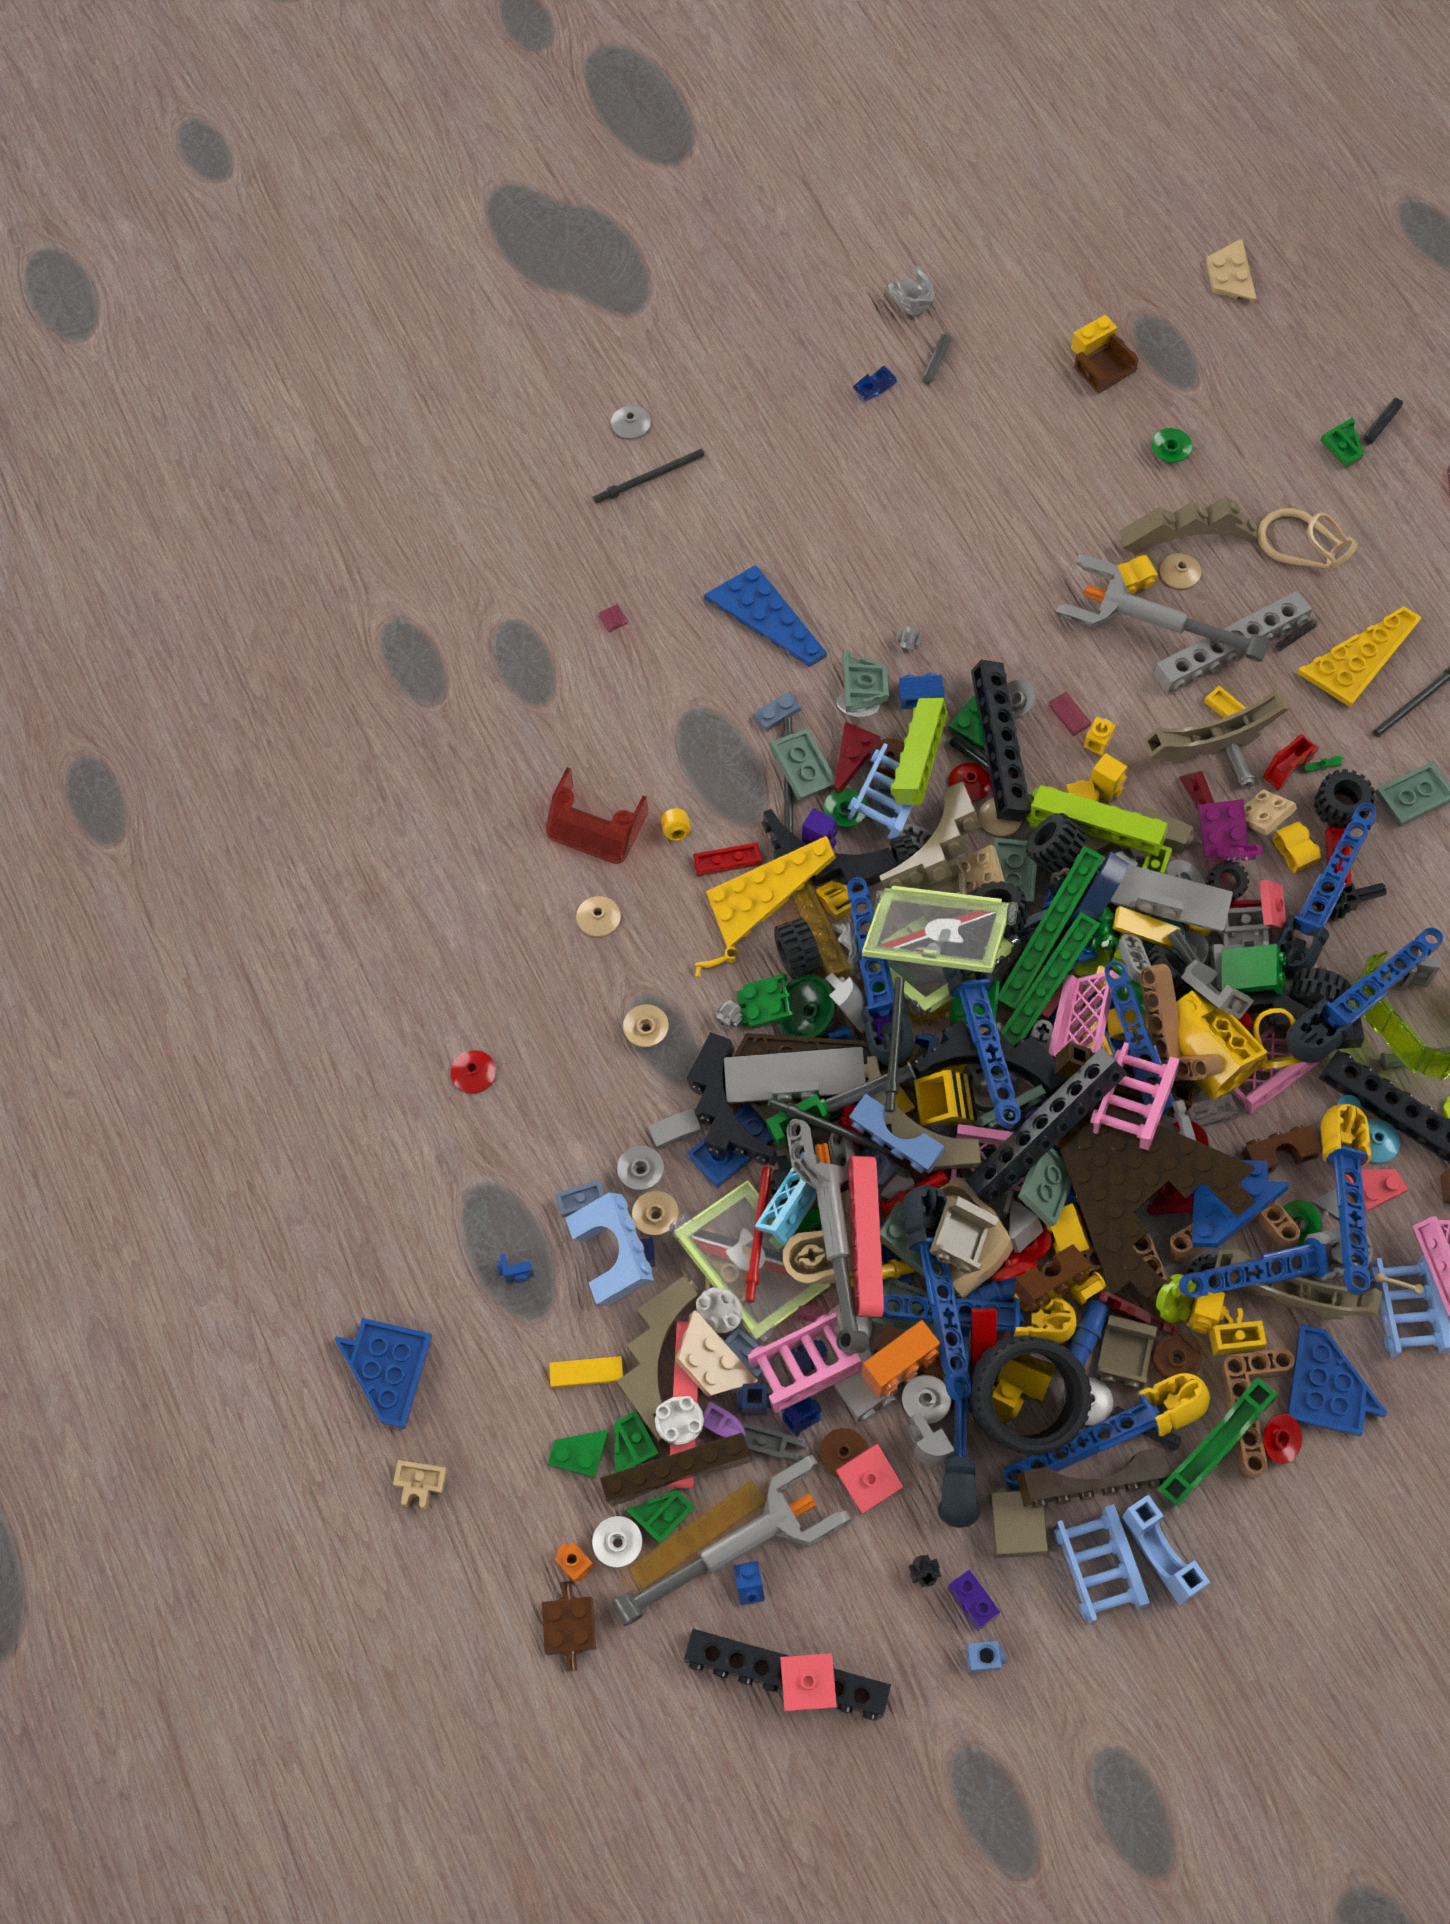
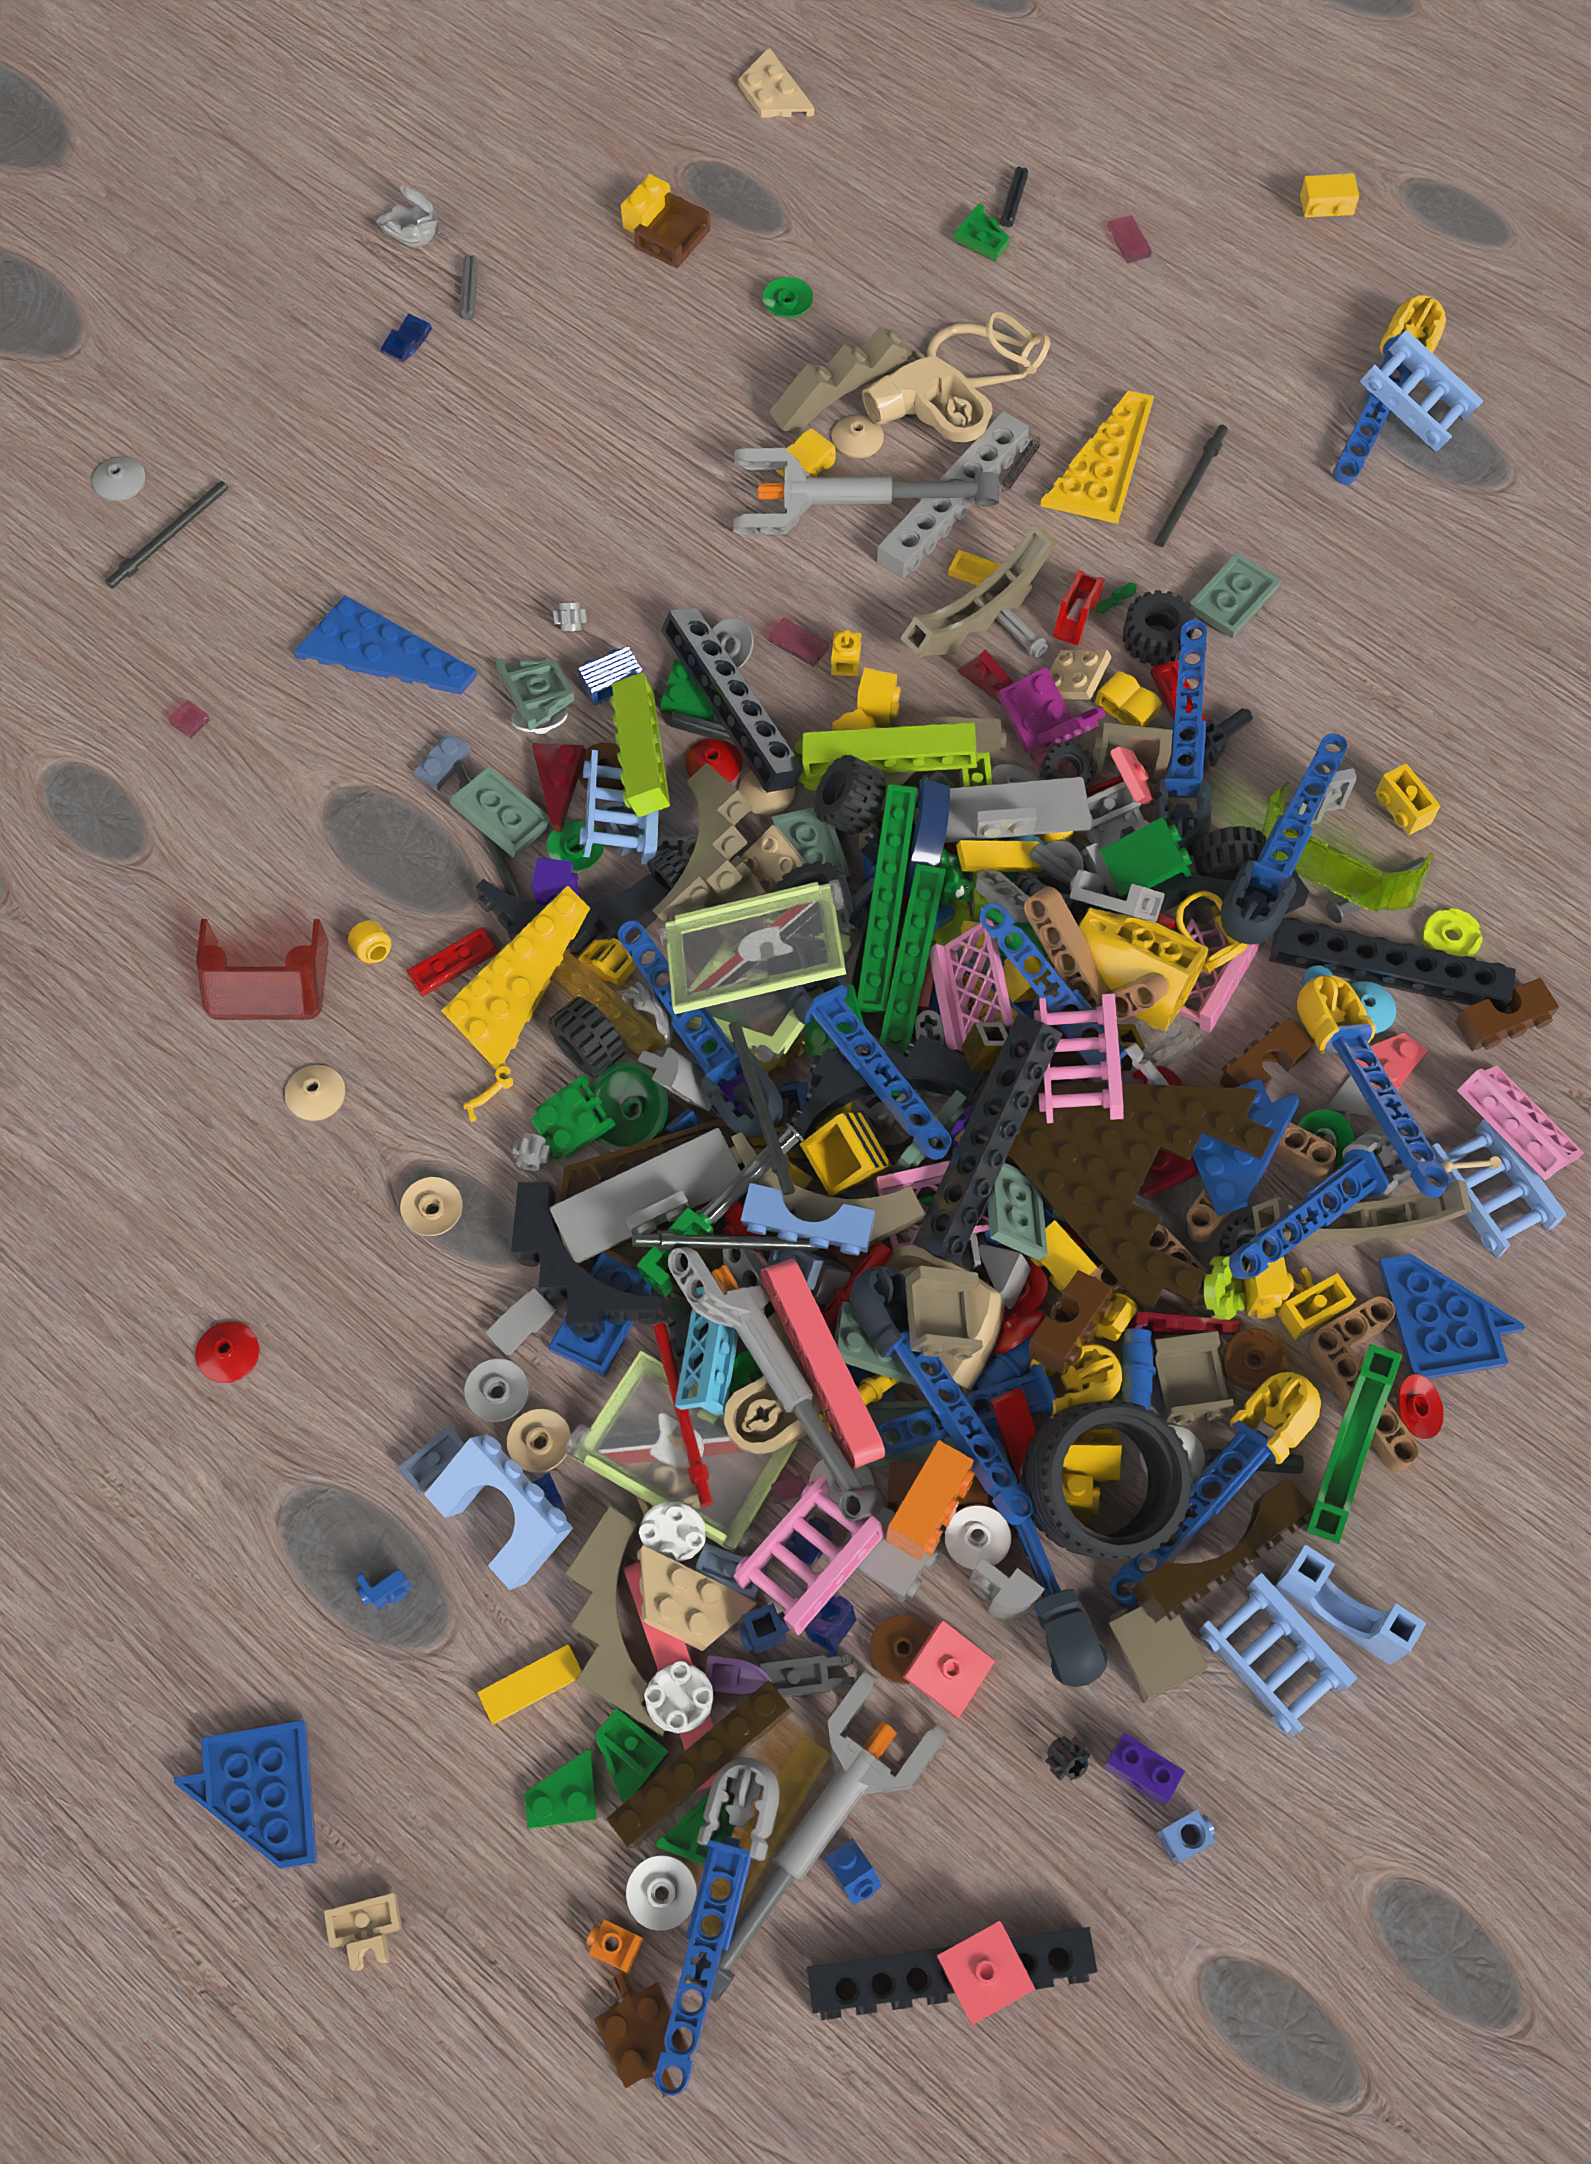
camera: 25 degrees left, 0 degrees up
(703, 1494) = (722, 1861): none -> blue piece
(1251, 563) = (933, 393): none -> tan piece
(1295, 885) = (1149, 745): none -> dark tan panel

